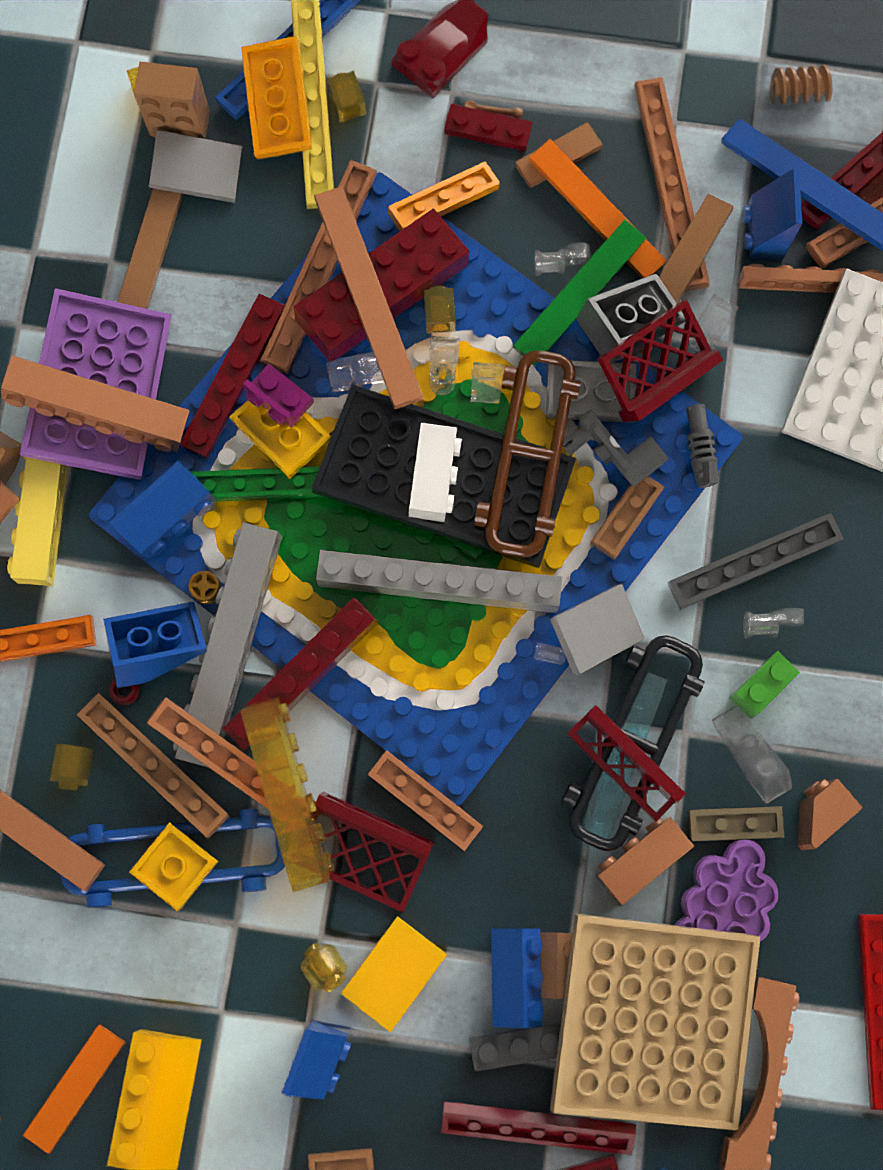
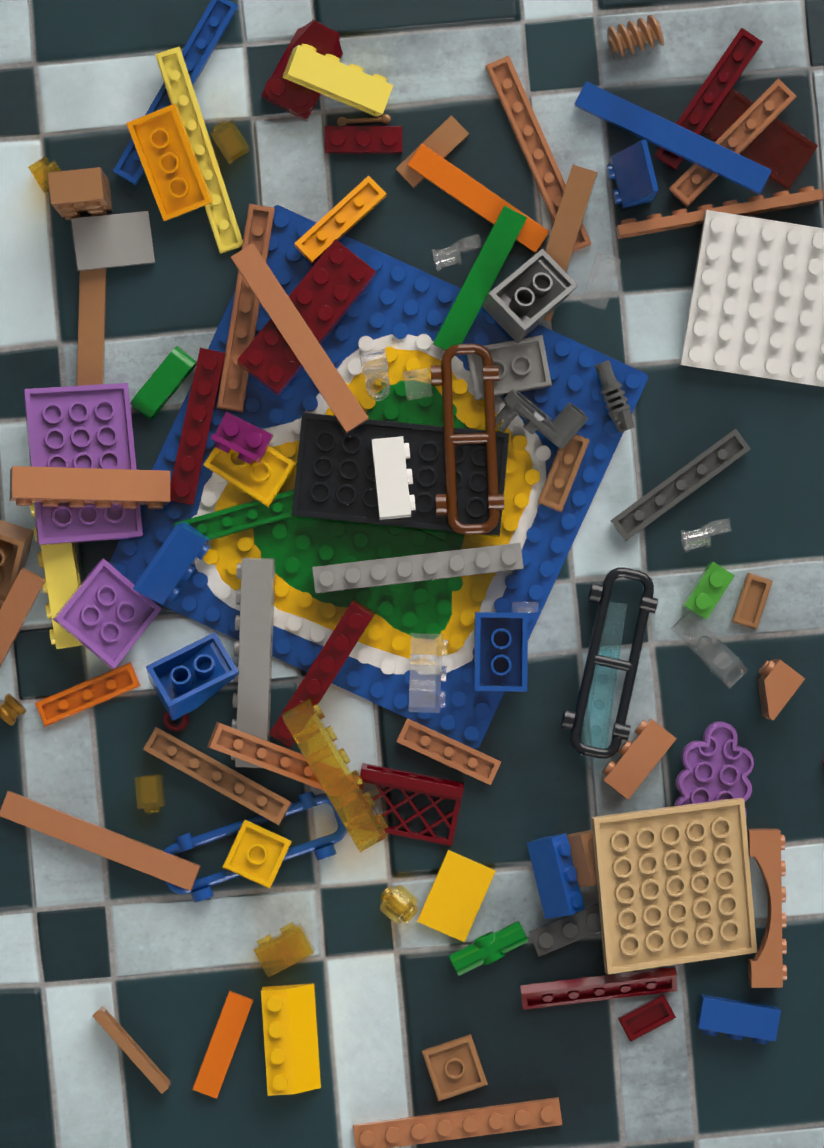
camera: 15 degrees left, 10 degrees up
(77, 552) = (107, 614): none -> medium lavender plate
(175, 989) = (283, 949): none -> clear yellow brick
(201, 583) = (218, 617): pearl gold wheel -> none
(209, 323) = (163, 383): none -> green beam
(316, 1062) = (412, 978): blue slope -> none
(353, 370) = (299, 400): clear slope -> none
(417, 1046) = (488, 948): none -> green piece
(421, 702) = (427, 673): none -> clear brick
(439, 309) = (361, 326): clear yellow brick -> none
(475, 56) = (338, 80): none -> light yellow brick
(512, 696) = (500, 651): none -> blue brick
(597, 629) = (559, 577): light grey tile -> none
(639, 760) = (616, 679): dark red fence -> none
(665, 385) = (573, 350): dark red fence -> none
(736, 823) = (707, 710): dark tan plate -> none
(811, 710) = (751, 601): none -> medium nougat tile

